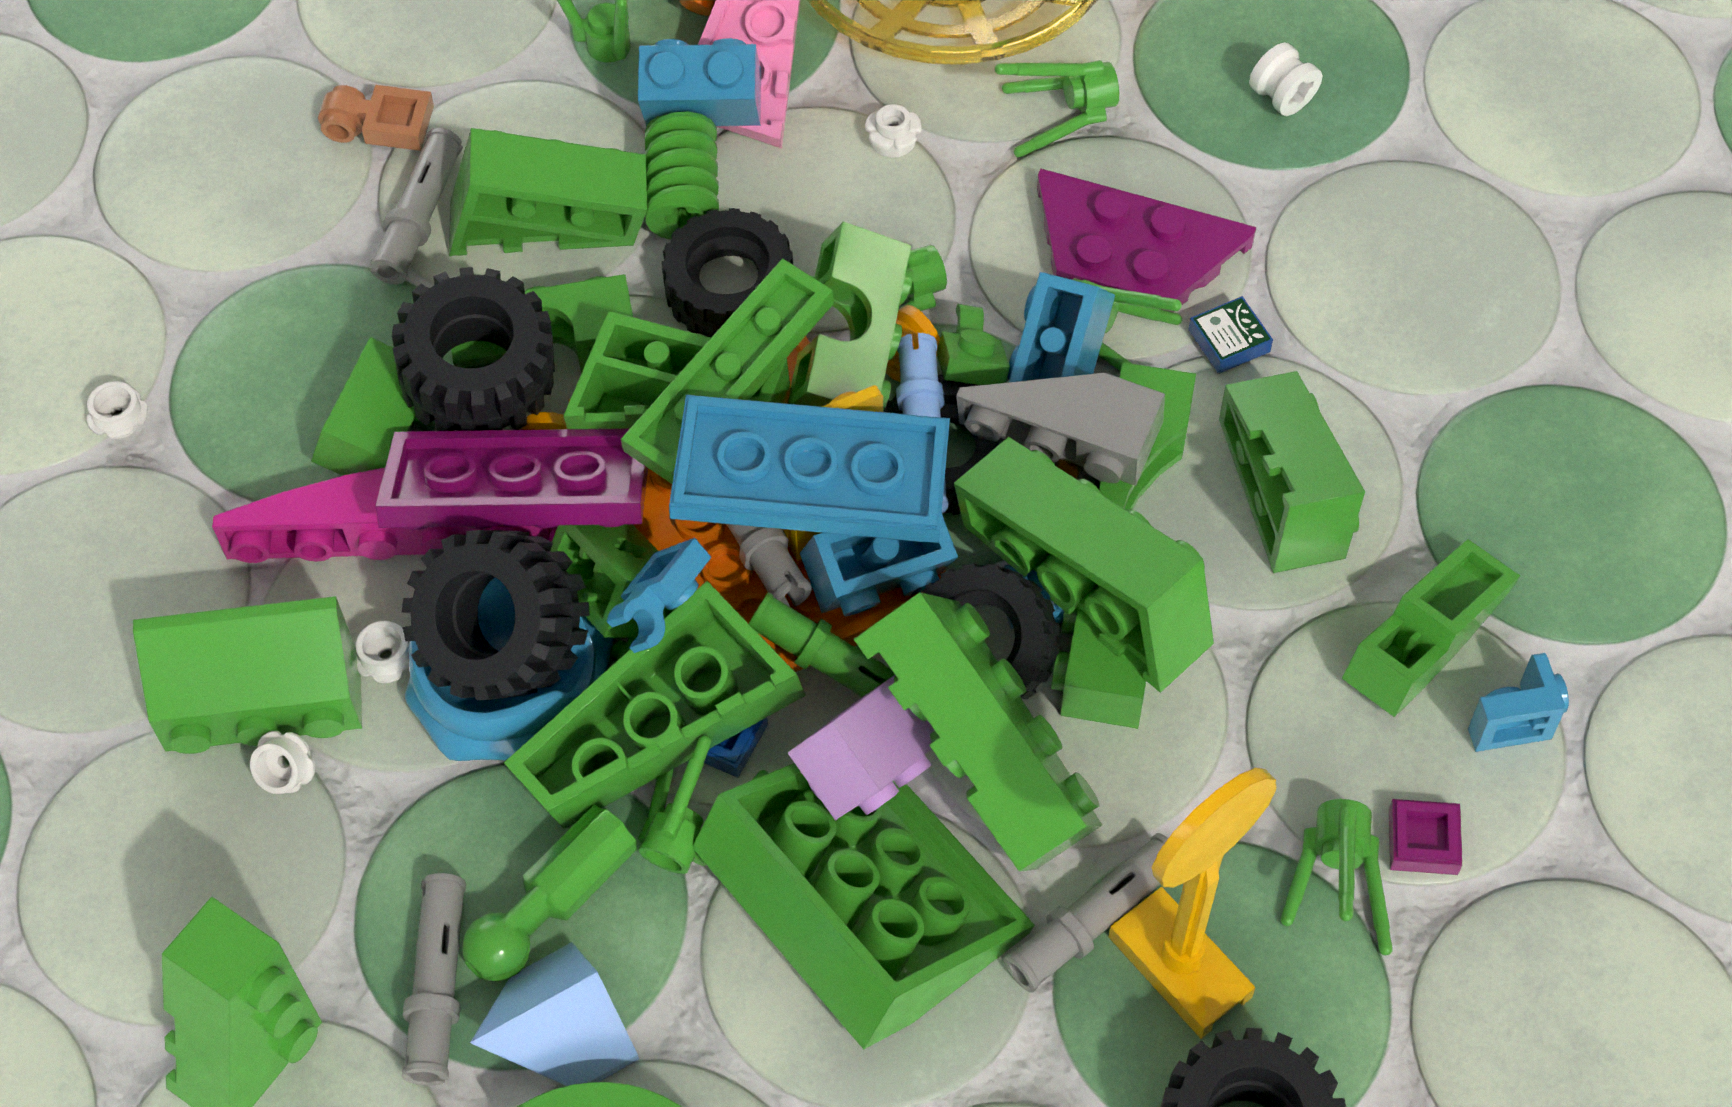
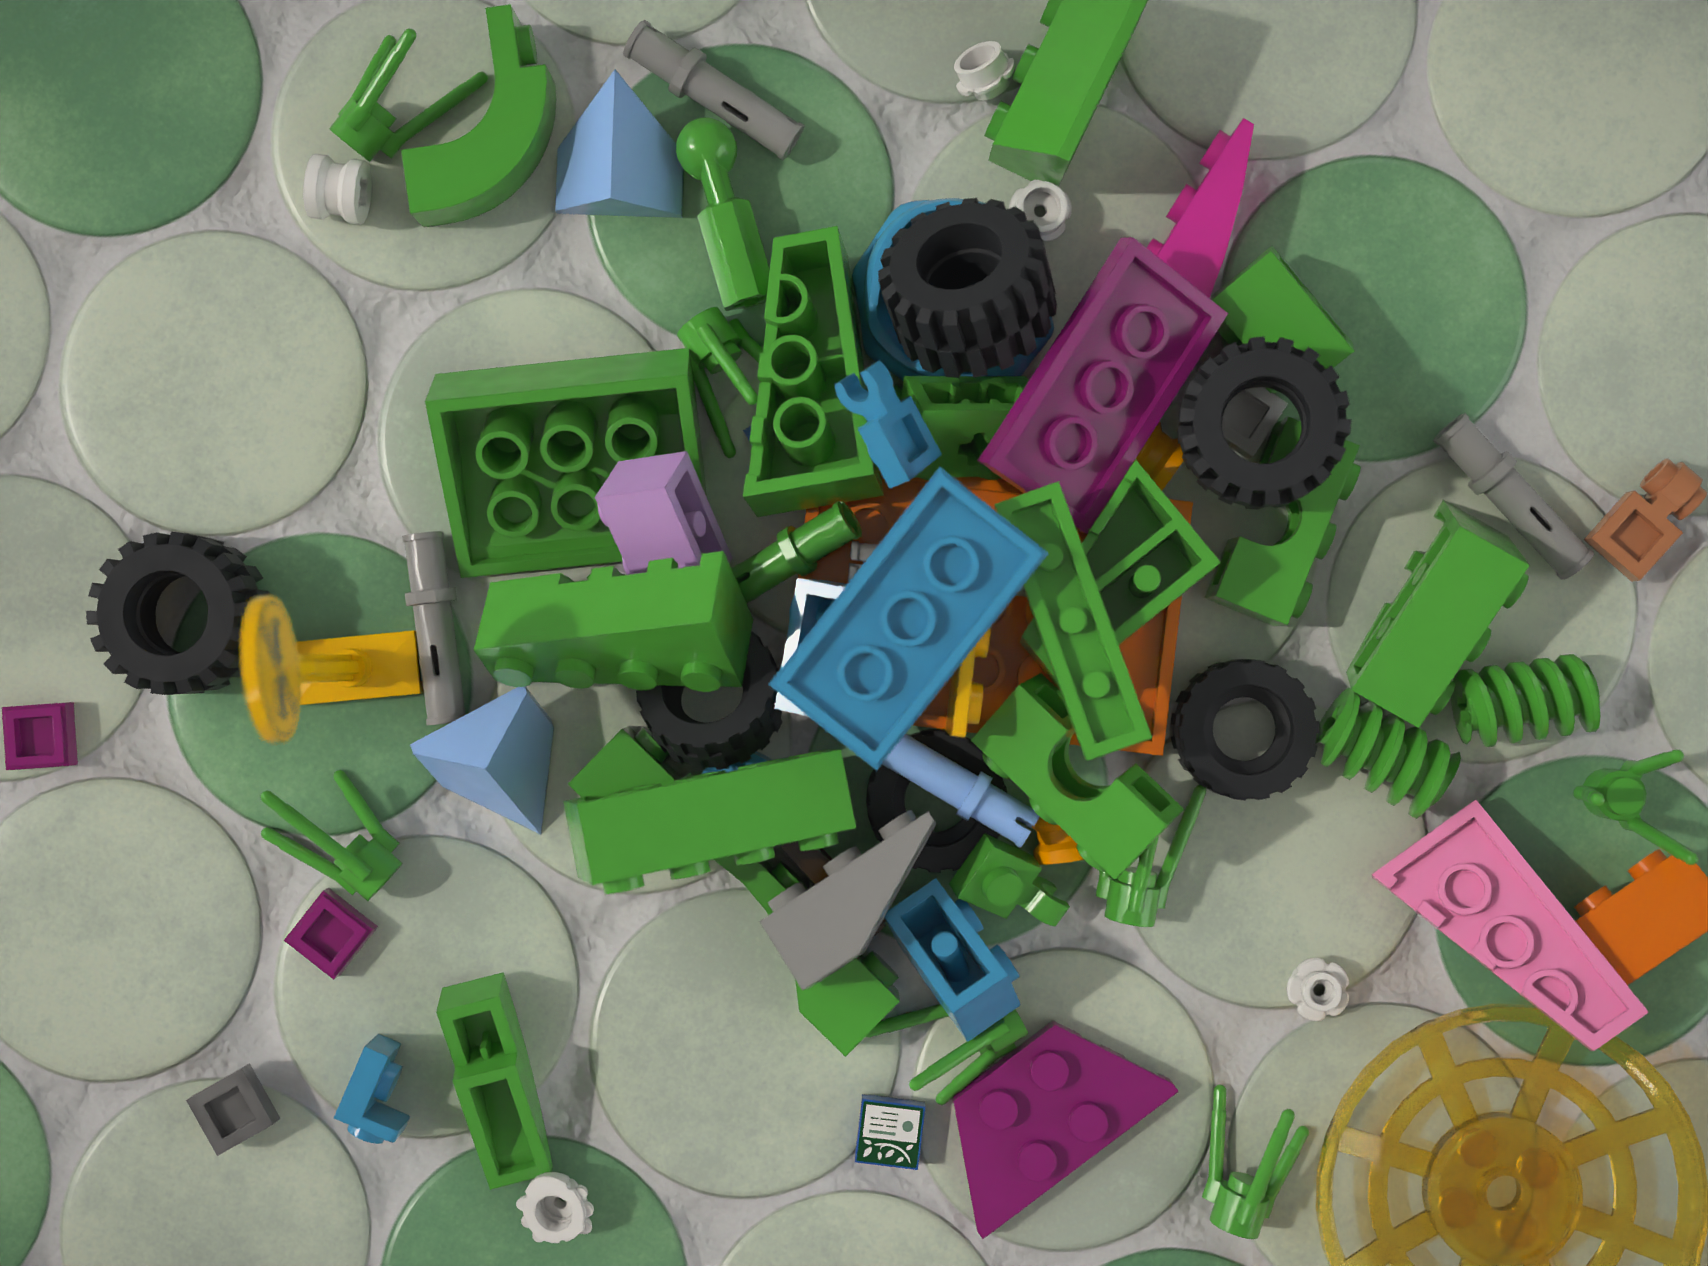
camera: 120 degrees right, 30 degrees up
(112, 399) = (1457, 99): white plate -> none
(573, 105) = (1524, 696): none -> bright green piece
(702, 79) = (1464, 824): dark azure brick -> none
(1162, 783) = (495, 757): none -> light blue slope
(1291, 471) = (709, 1073): bright green wedge -> none
(1491, 518) = (548, 1215): none -> white animal
(1634, 813) = (233, 1109): none -> flat silver plate

